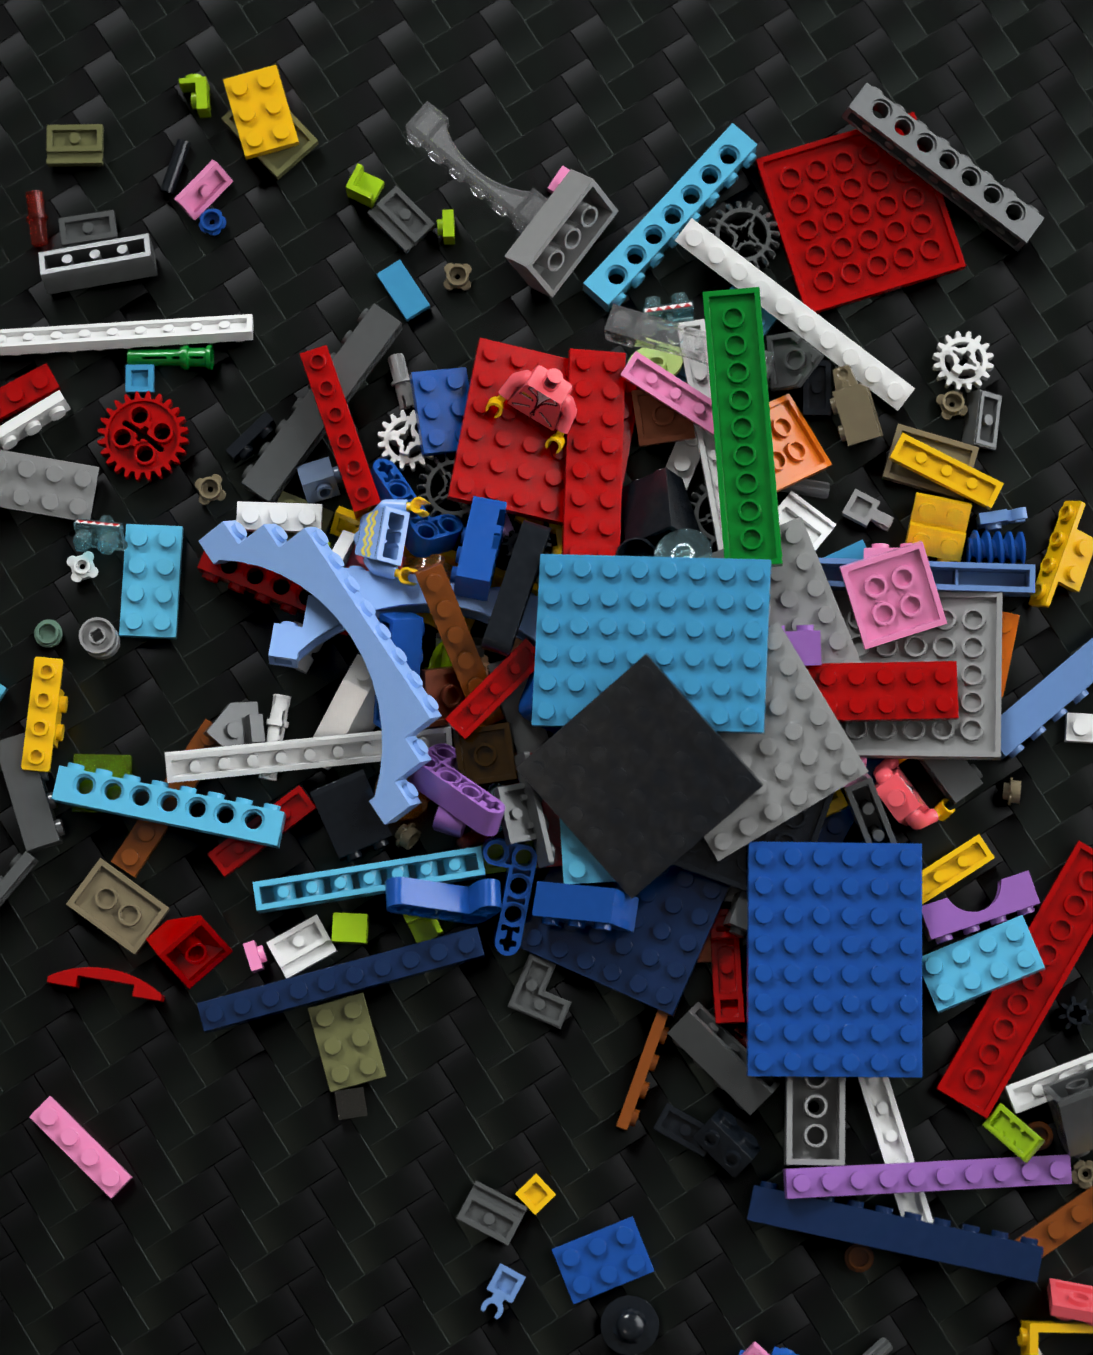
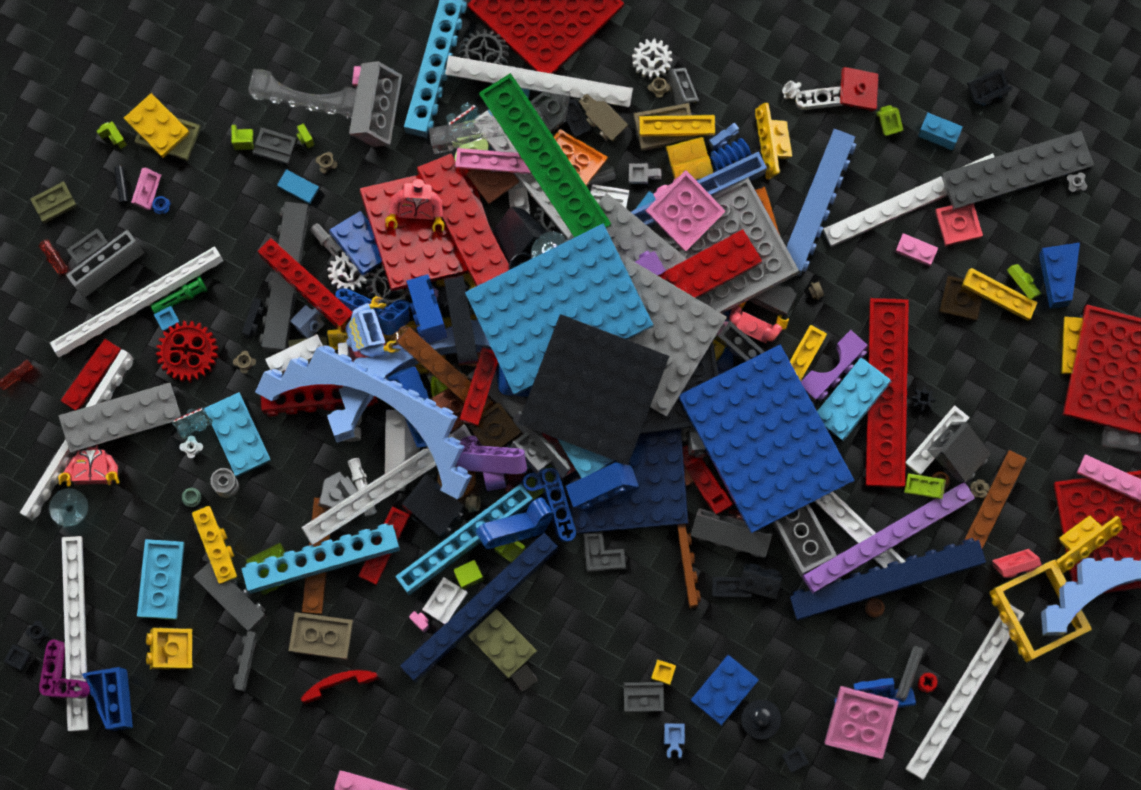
camera: 25 degrees left, 5 degrees down
(189, 947) = (377, 637): red slope -> none

